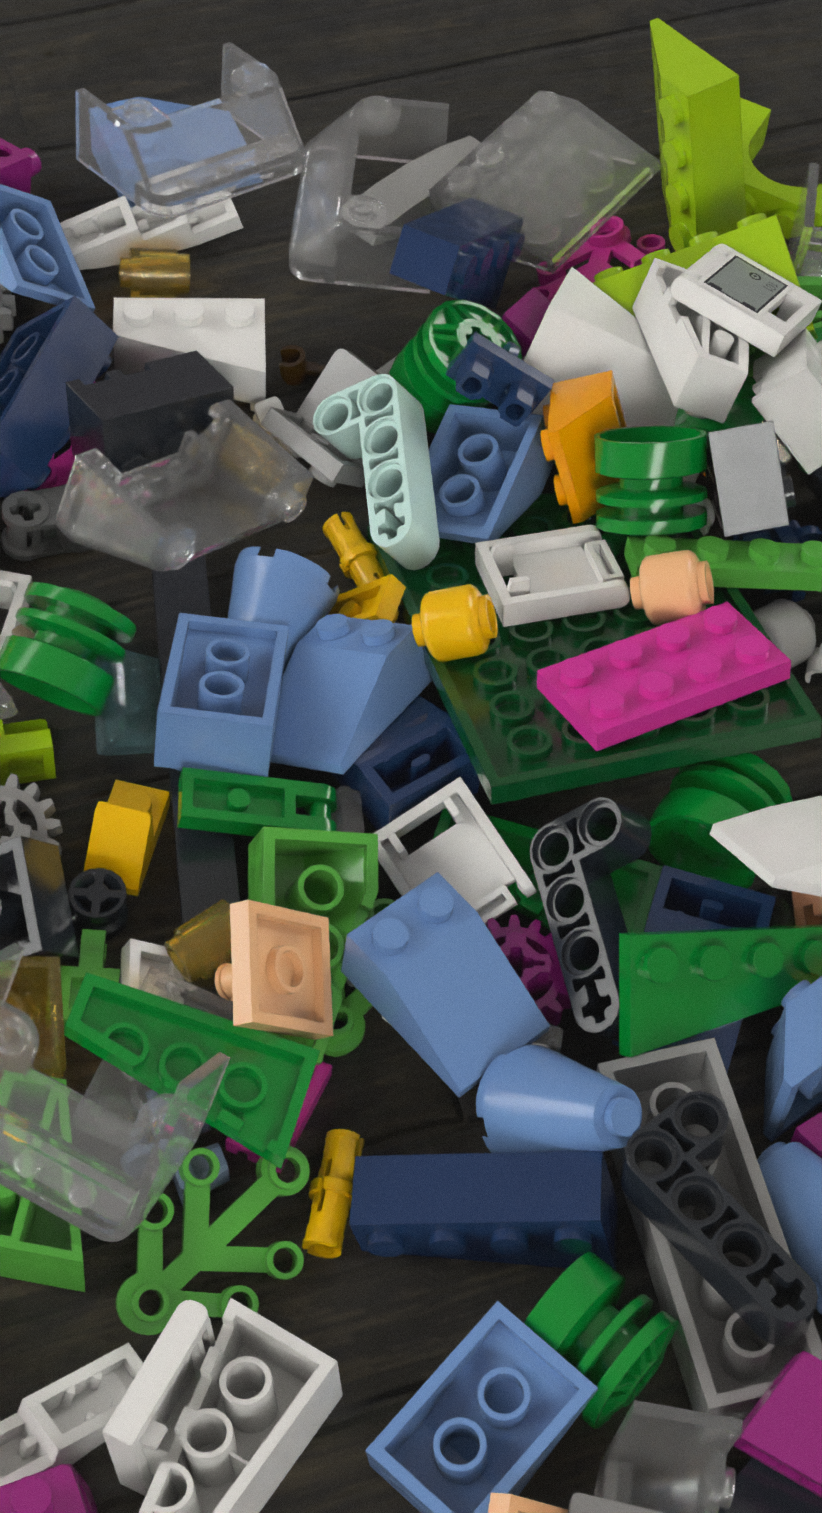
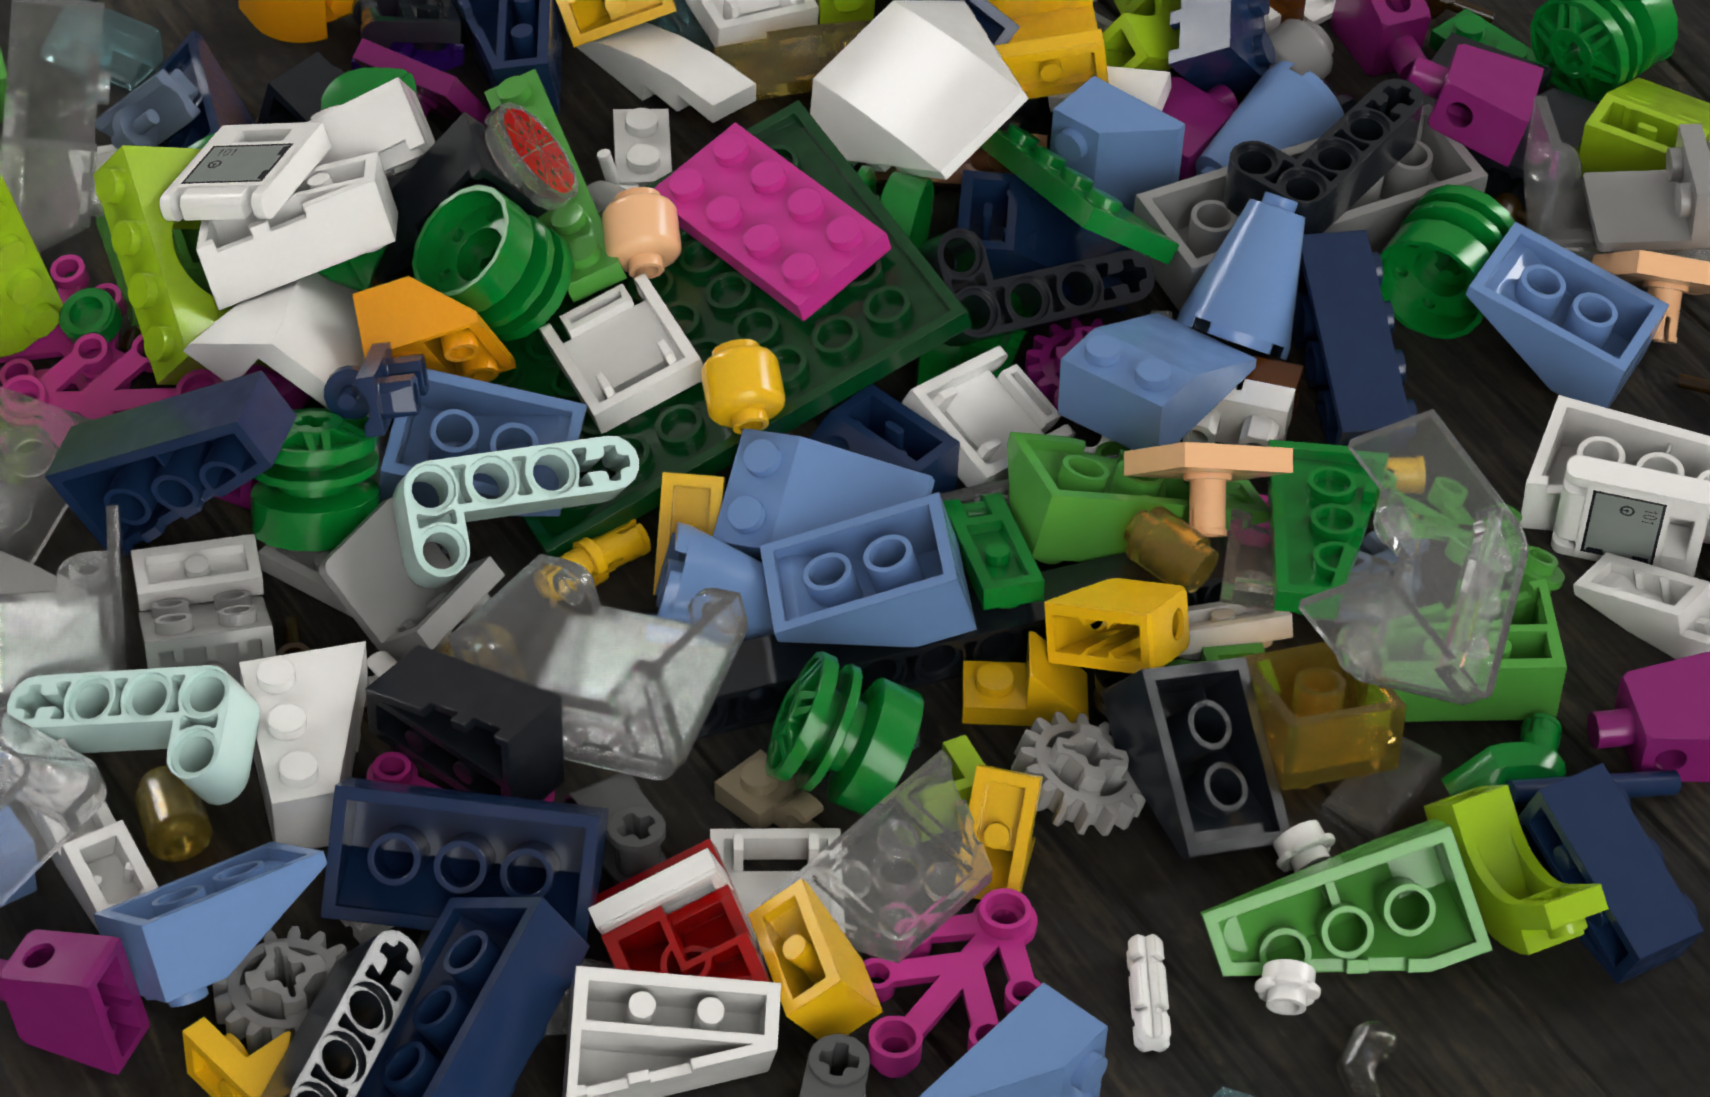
camera: 100 degrees left, 10 degrees down
(125, 879) = (1140, 629): none -> yellow torso
(219, 249) = (188, 710): none -> light aqua beam
(323, 303) = (209, 633): none -> light grey bracket
(401, 313) = (197, 570): none -> white plate
(426, 1109) = (1256, 411): none -> white hips
(757, 499) = (530, 155): none -> tile

